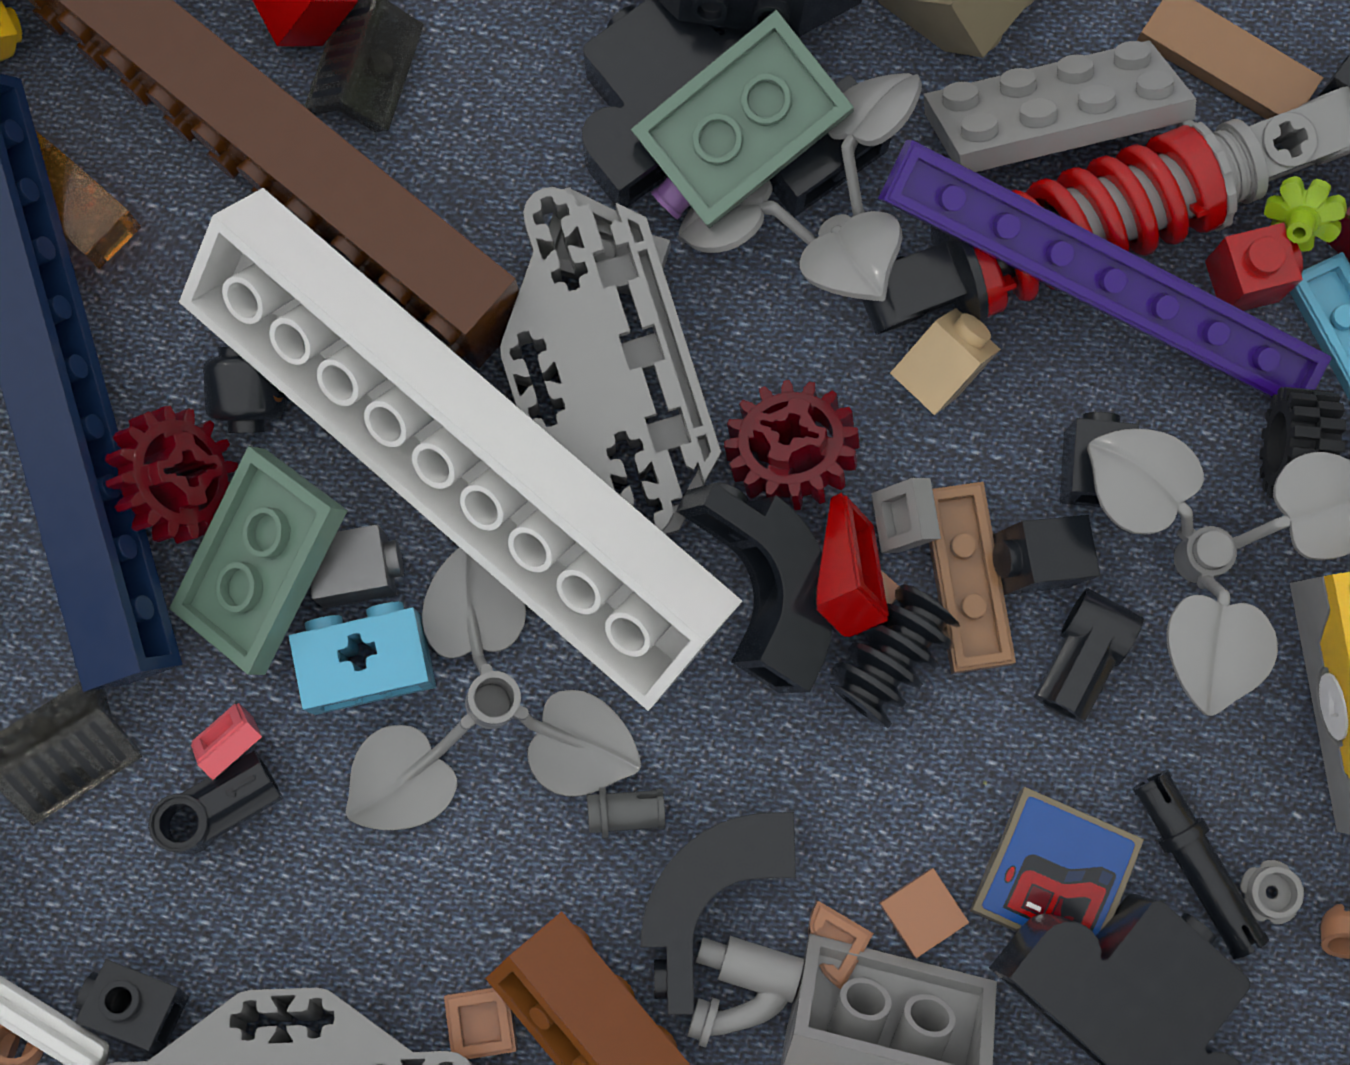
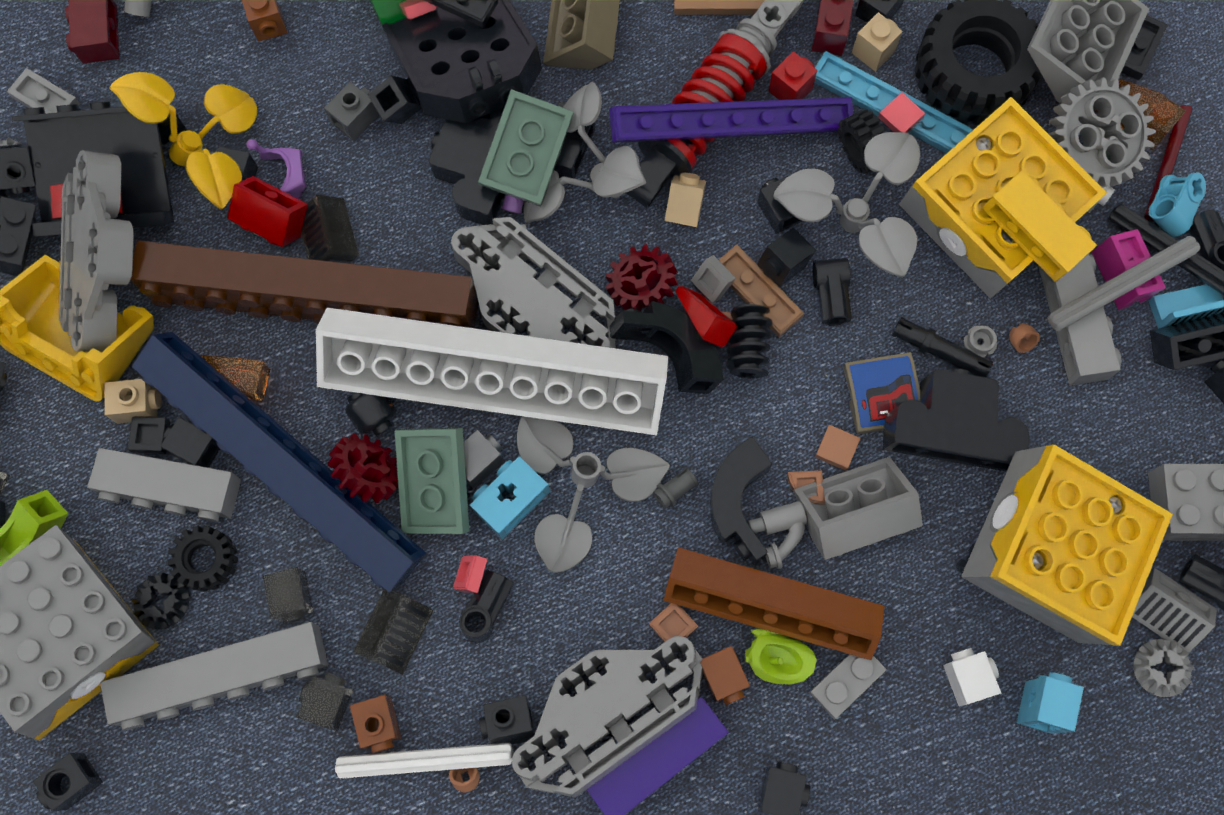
camera: 30 degrees left, 5 degrees down
(1058, 106) = (661, 60): light grey plate -> none
(1307, 211) = (799, 41): lime plant -> none

